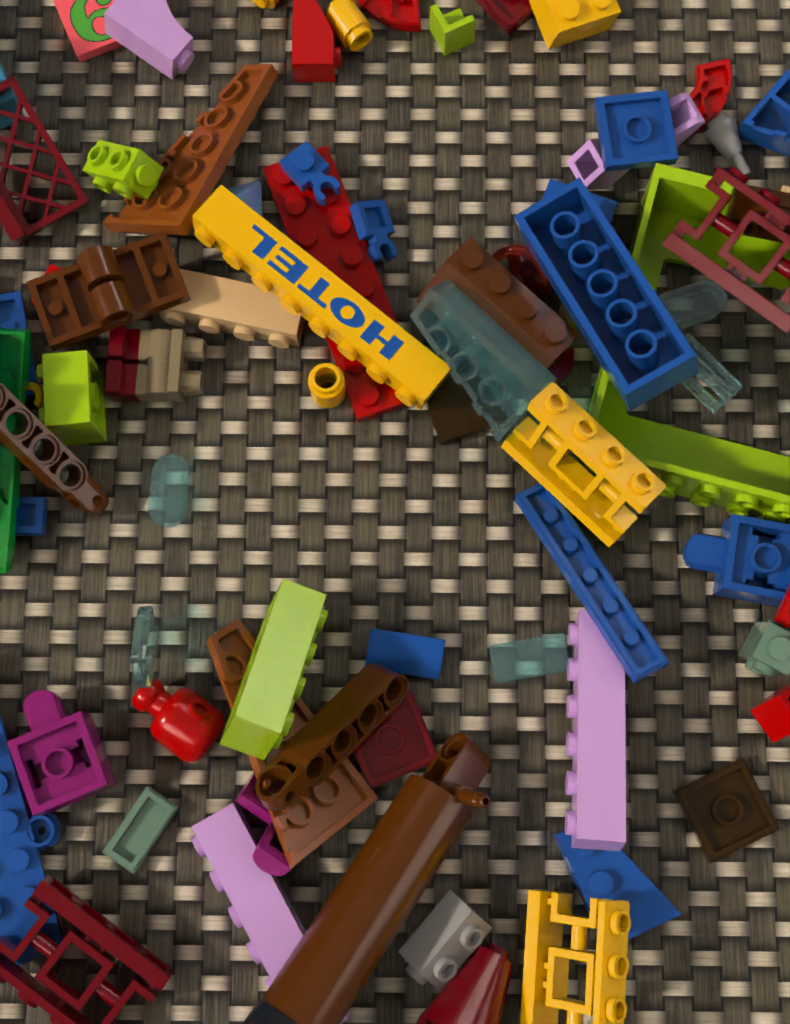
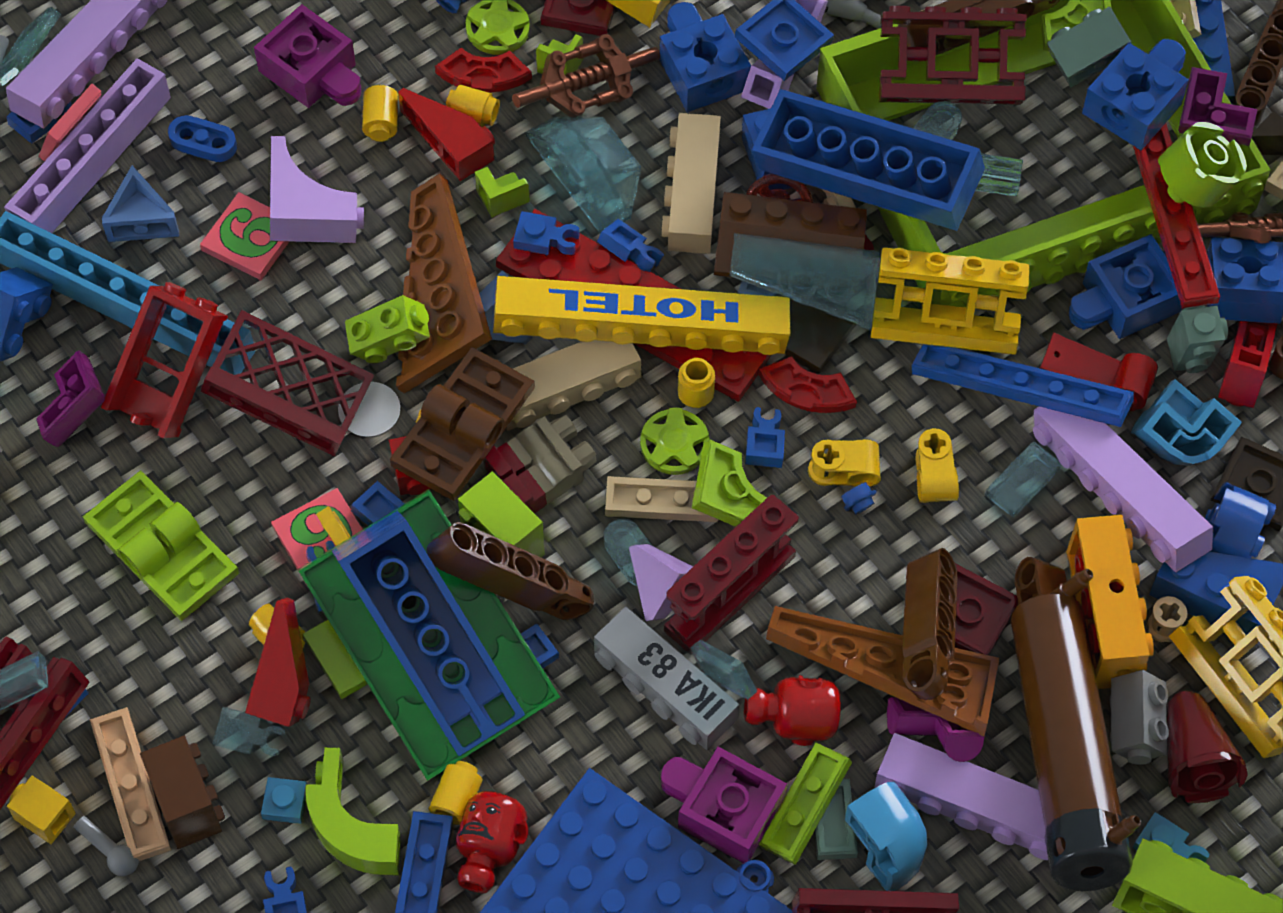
camera: 40 degrees left, 15 degrees down
(77, 230) = (376, 412): none -> white sticker
(103, 614) = (665, 678): none -> light grey brick
(124, 803) = (805, 803): none -> lime tile
(158, 884) = (891, 834): none -> dark azure brick
(164, 530) = (655, 575): none -> lavender slope
(210, 571) = (731, 573): none -> dark red fence
(225, 463) = (652, 499): none -> tan plate
(276, 493) = (723, 486): none -> lime tile
(276, 671) = (847, 603): lime brick -> none
(278, 420) = (673, 440): none -> lime wheel
(313, 114) = (501, 193): none -> lime panel
(344, 475) = (765, 441): none -> blue plate
(379, 577) = (859, 498): none -> blue plate
(398, 544) = (848, 463): none -> yellow piece
(401, 138) = (590, 166): none -> clear light blue wedge
(406, 653) = (925, 536): blue slope -> none
(418, 452) = (807, 389): none -> red tile
(456, 603) = (936, 471): none -> yellow piece
(471, 206) = (693, 183): none -> tan brick
(483, 851) = (1111, 598): none -> light orange brick
(485, 65) = (613, 68): none -> copper bar
(552, 879) = (1161, 611): none -> tan bush
(562, 101) = (702, 57): none -> blue brick
(665, 839) = (1238, 521): none -> blue brick
(680, 631) = (1132, 373): none -> red door
(695, 718) = (1183, 427): none -> dark azure brick

